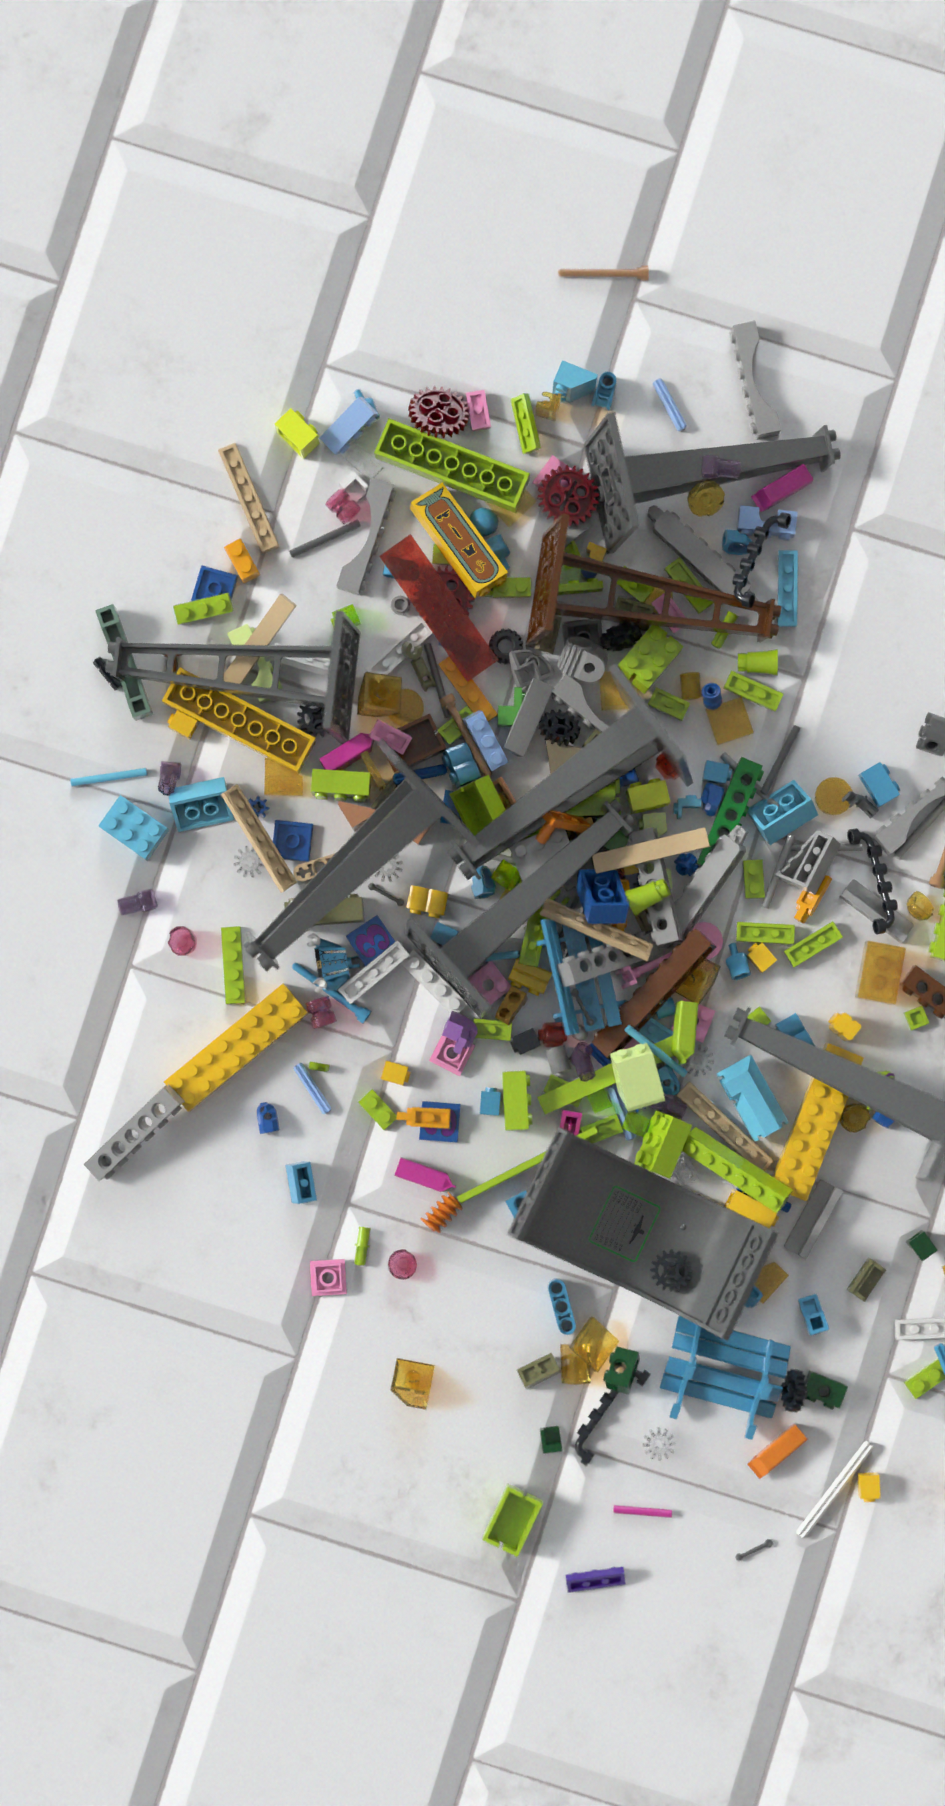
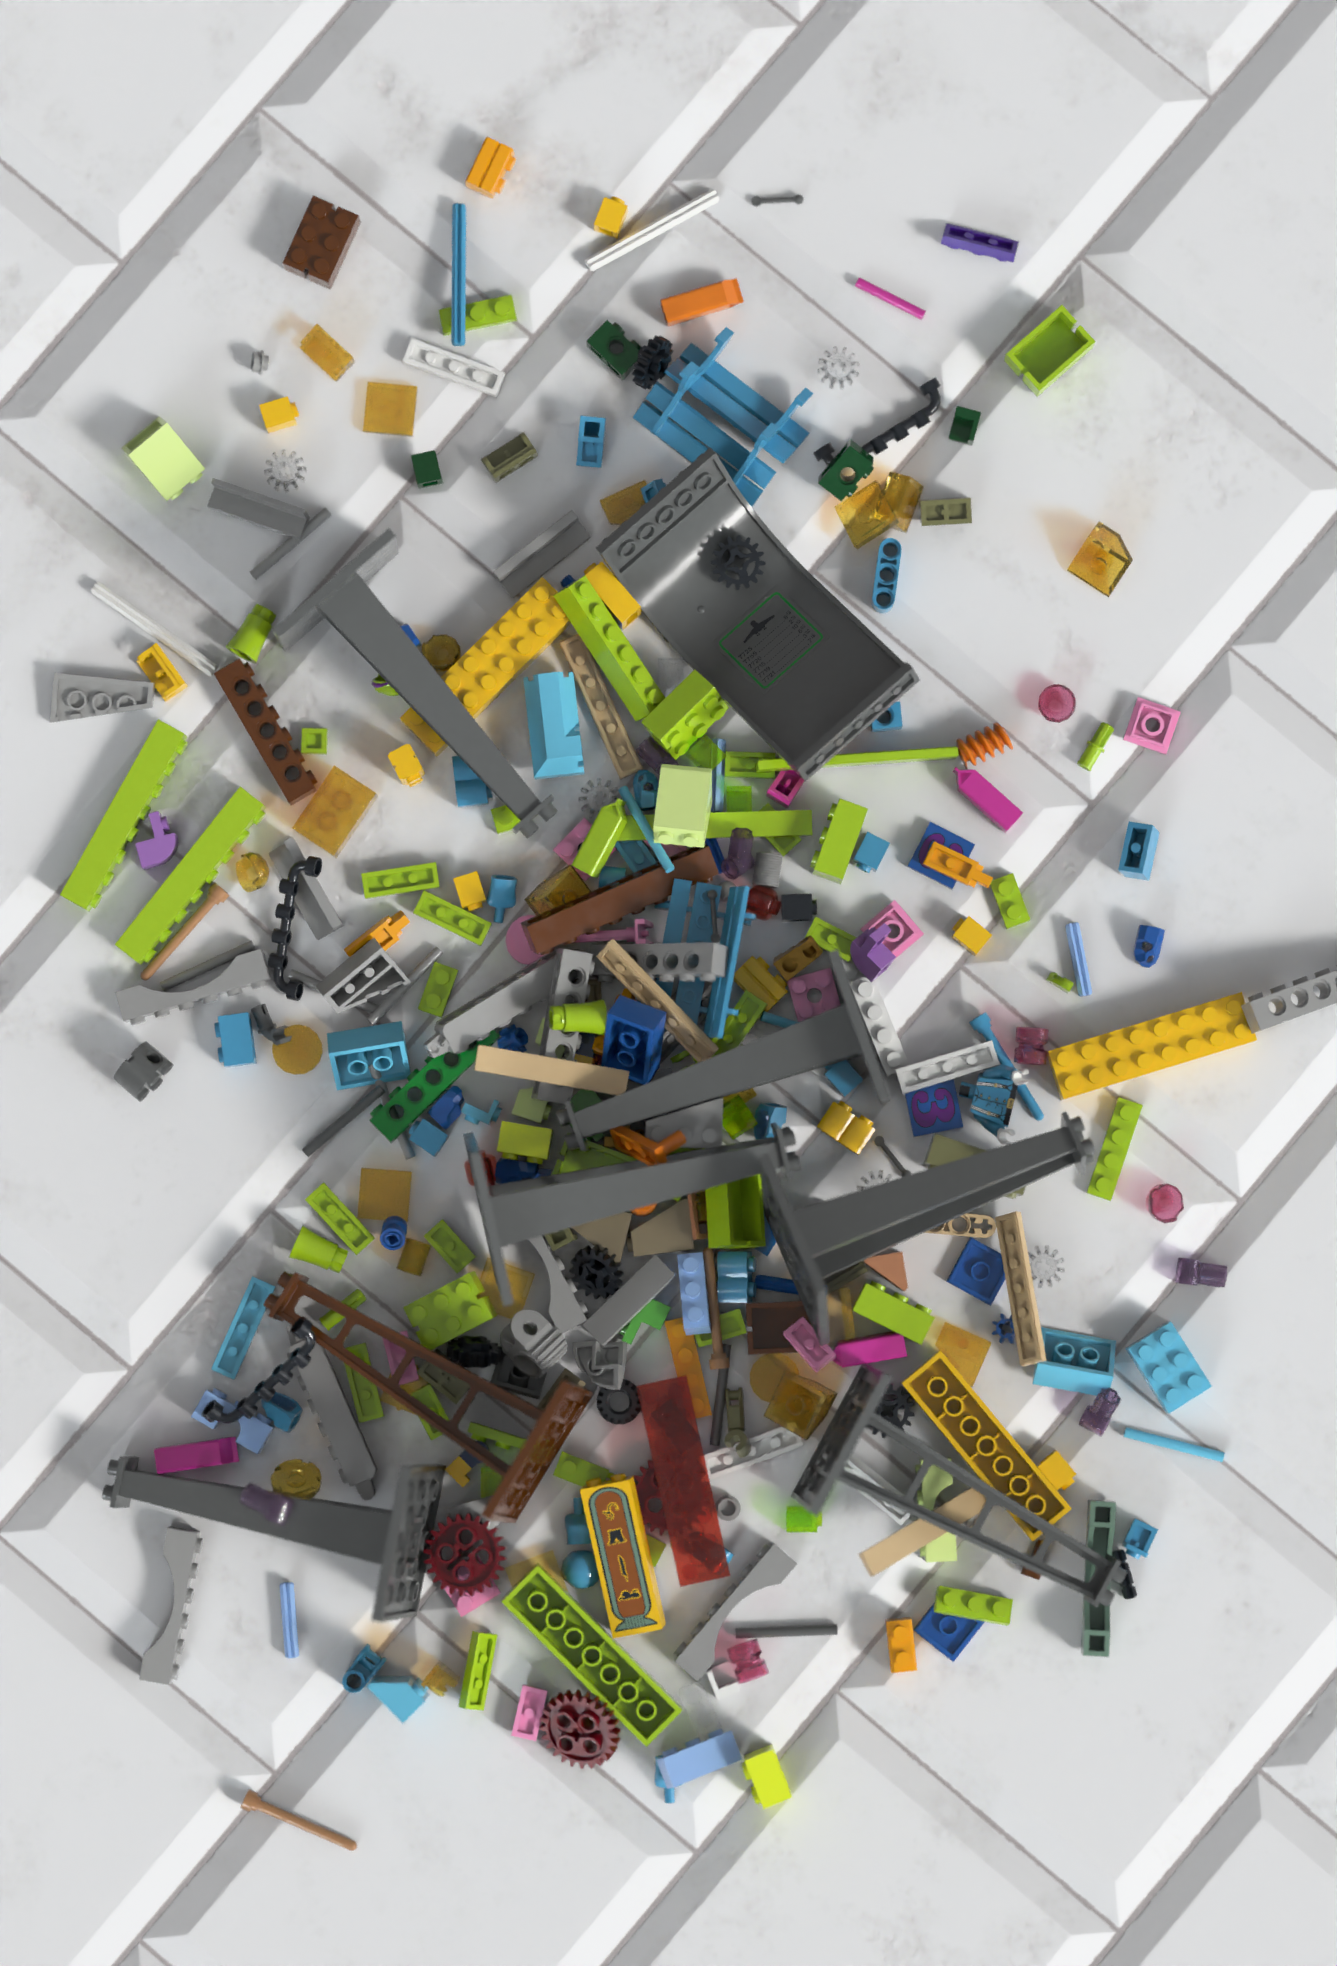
camera: 155 degrees left, 0 degrees up
(106, 701) = (1139, 1539): none -> dark azure bracket
(248, 498) = (860, 1722): tan tile -> none
(524, 773) = (663, 1233): none -> dark tan slope
(645, 772) = (514, 1170): none -> blue rock

